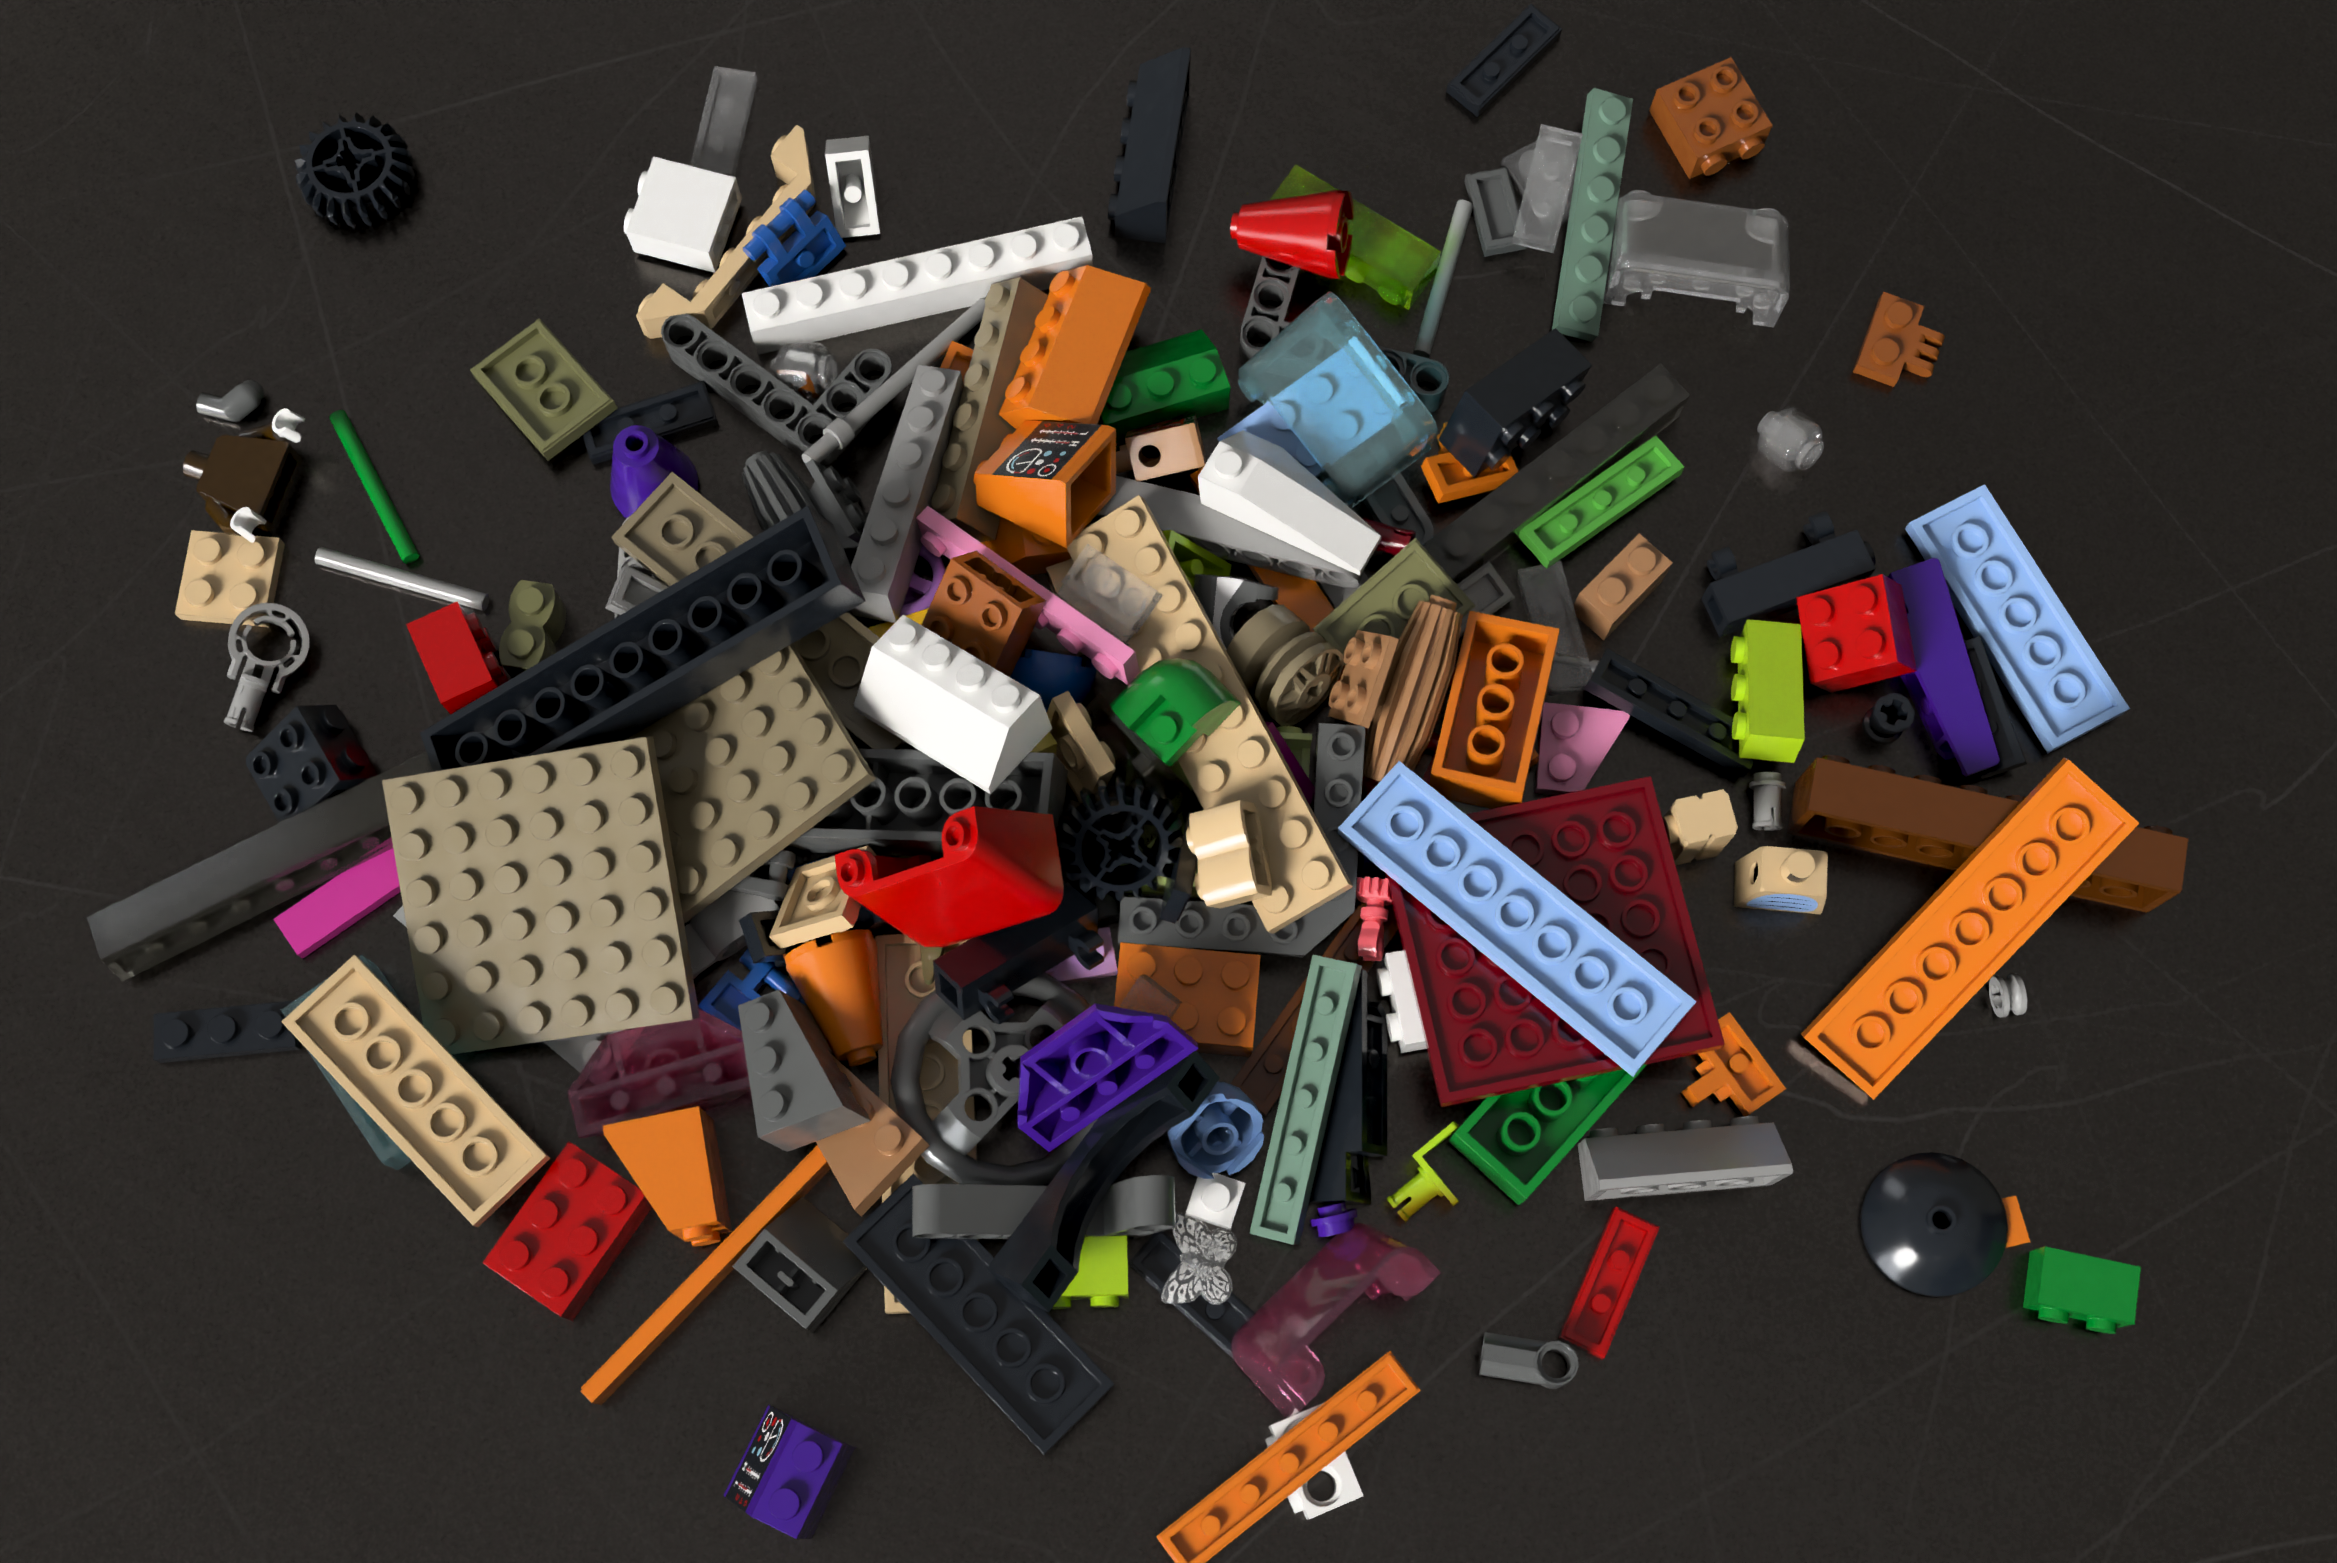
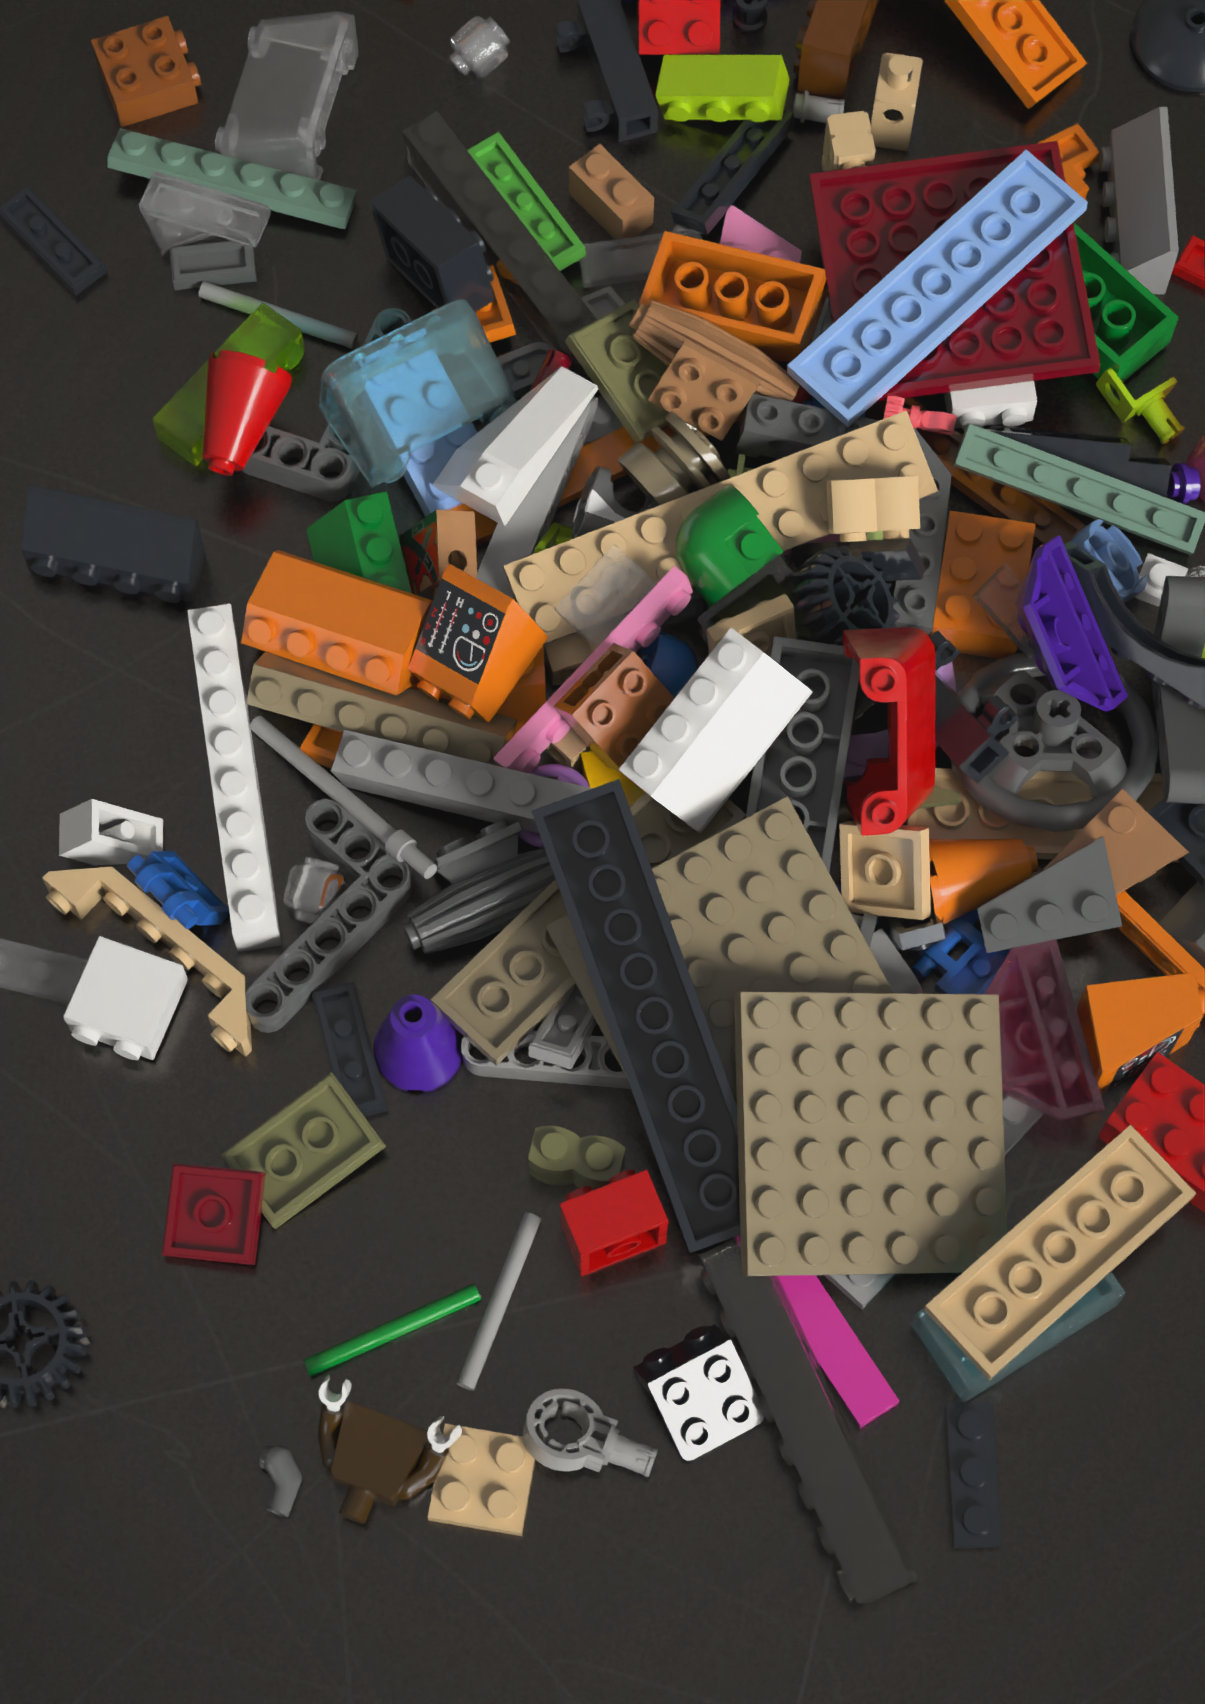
camera: 85 degrees left, 5 degrees down
(479, 316) = (213, 1214): none -> dark red plate

